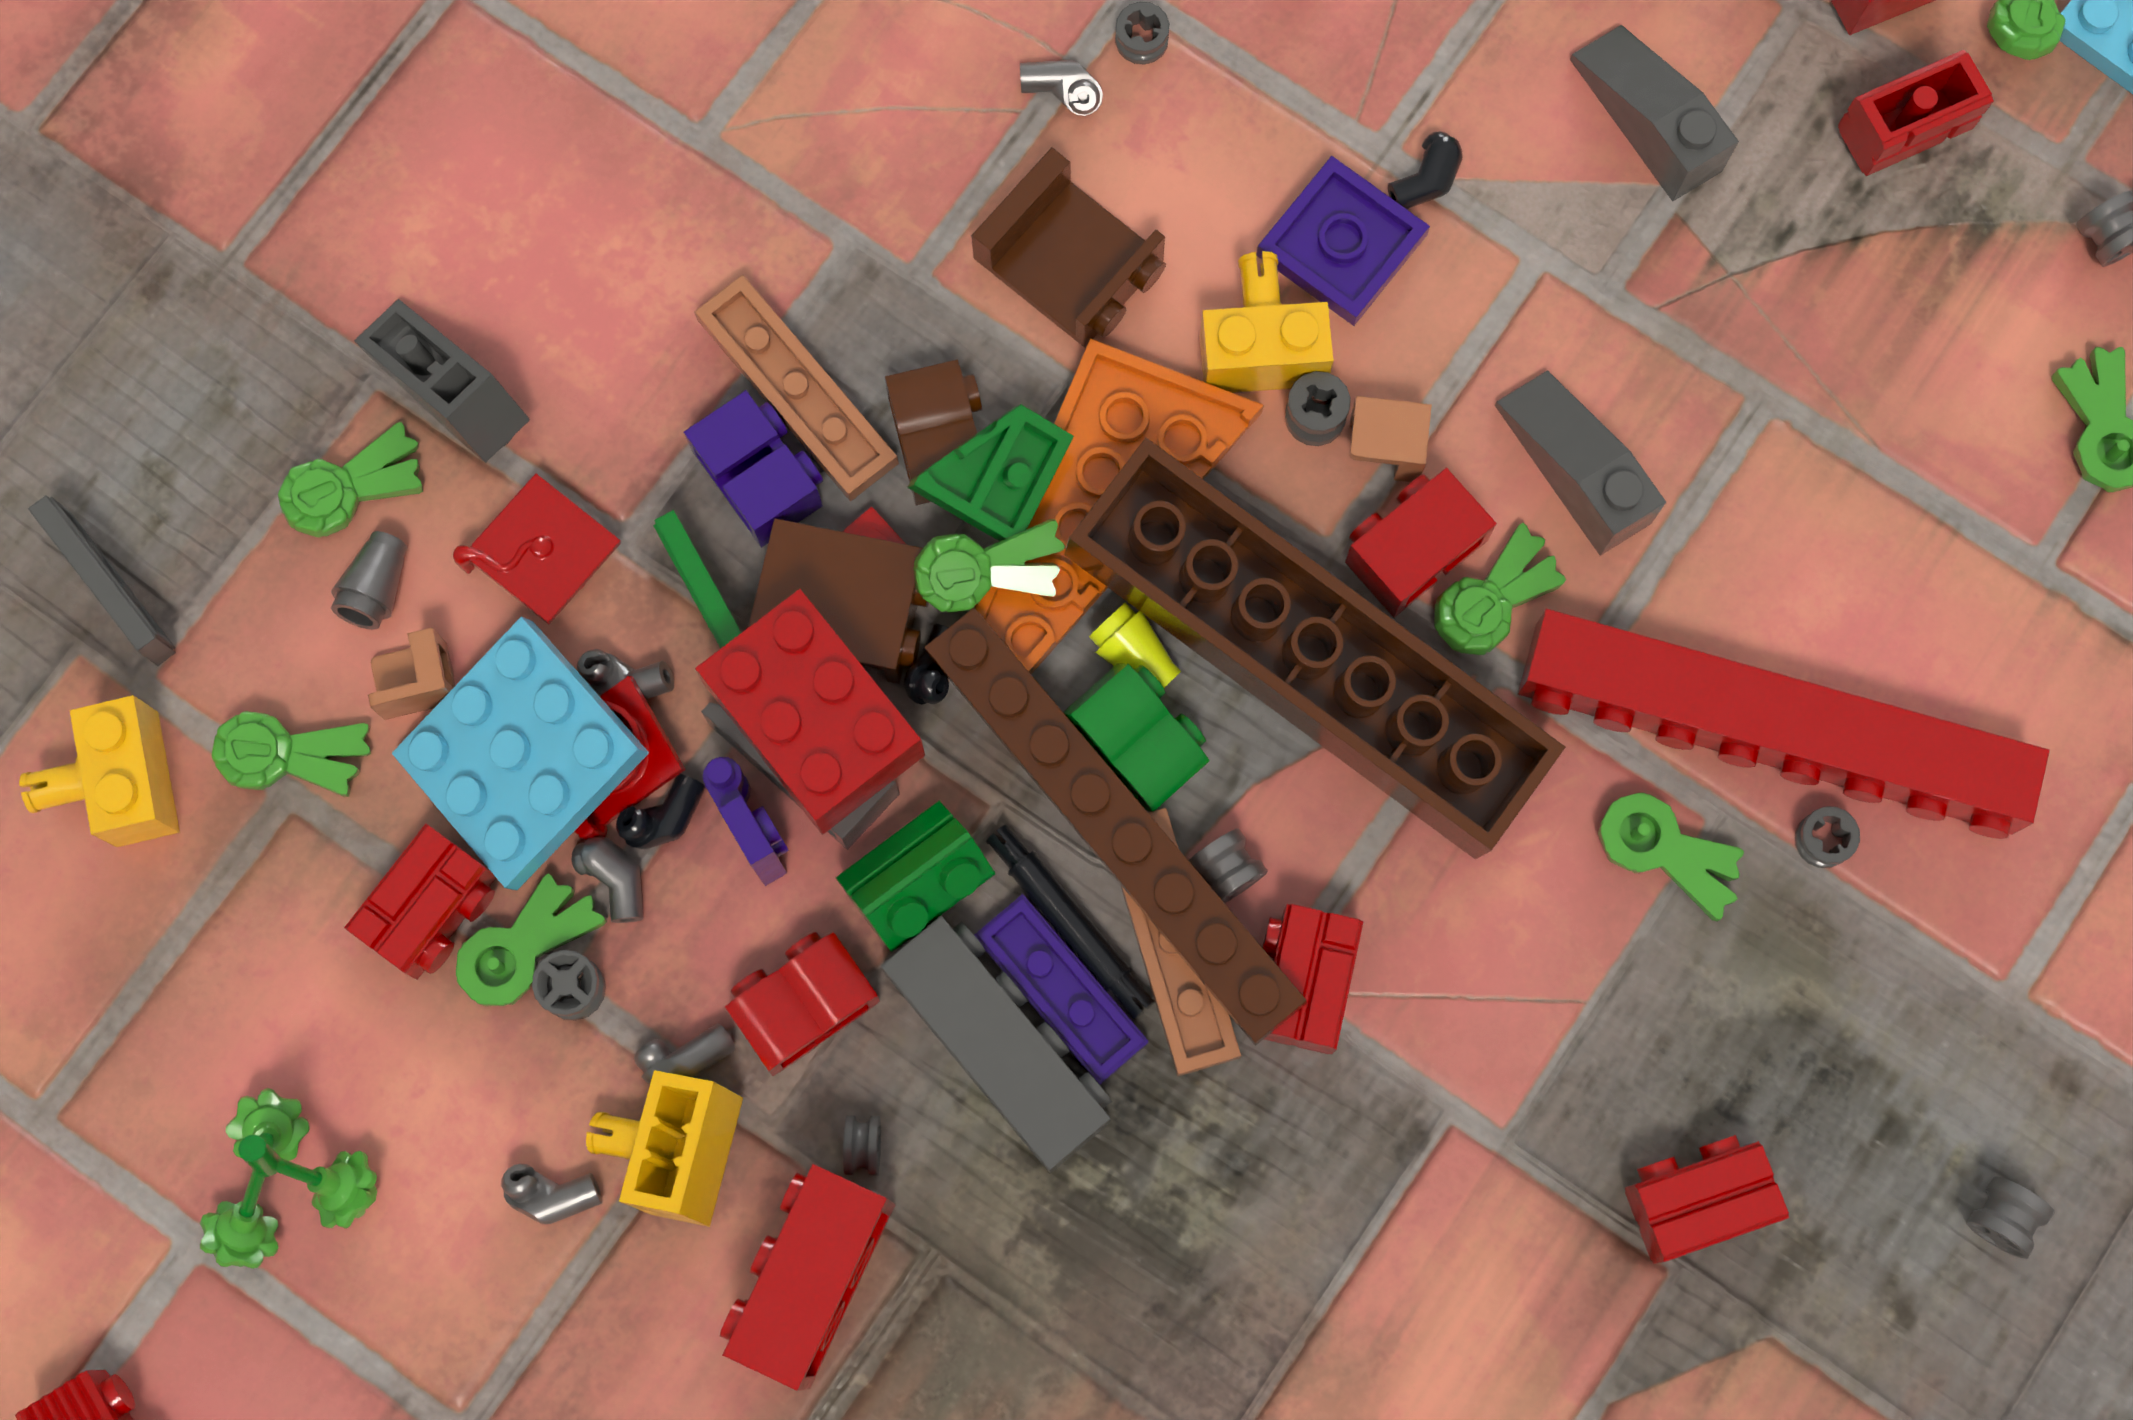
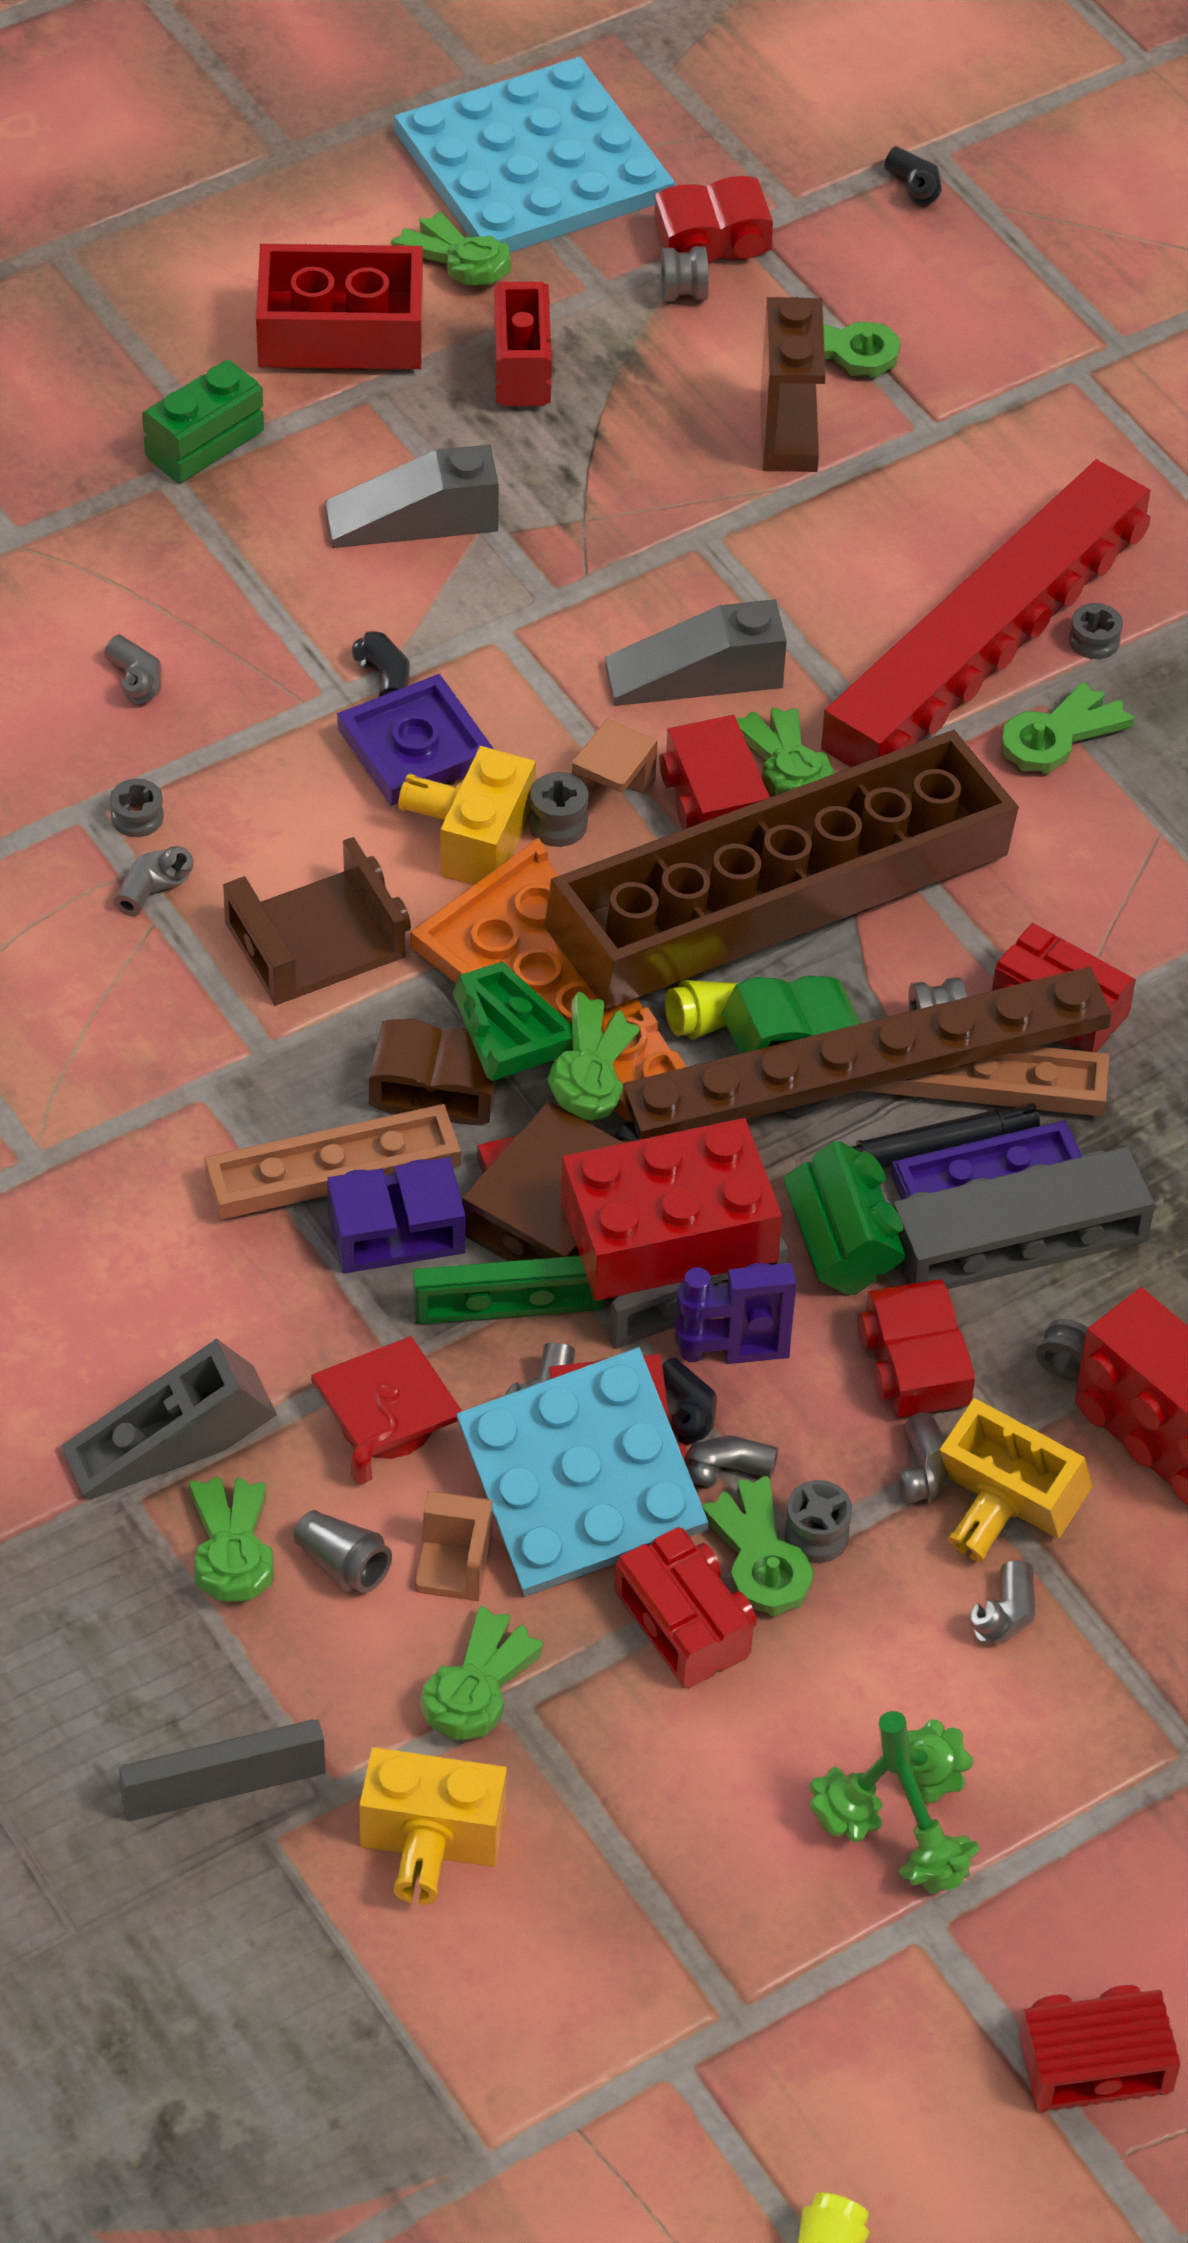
camera: 70 degrees left, 25 degrees down
(1983, 397) = (789, 378): none -> reddish brown panel

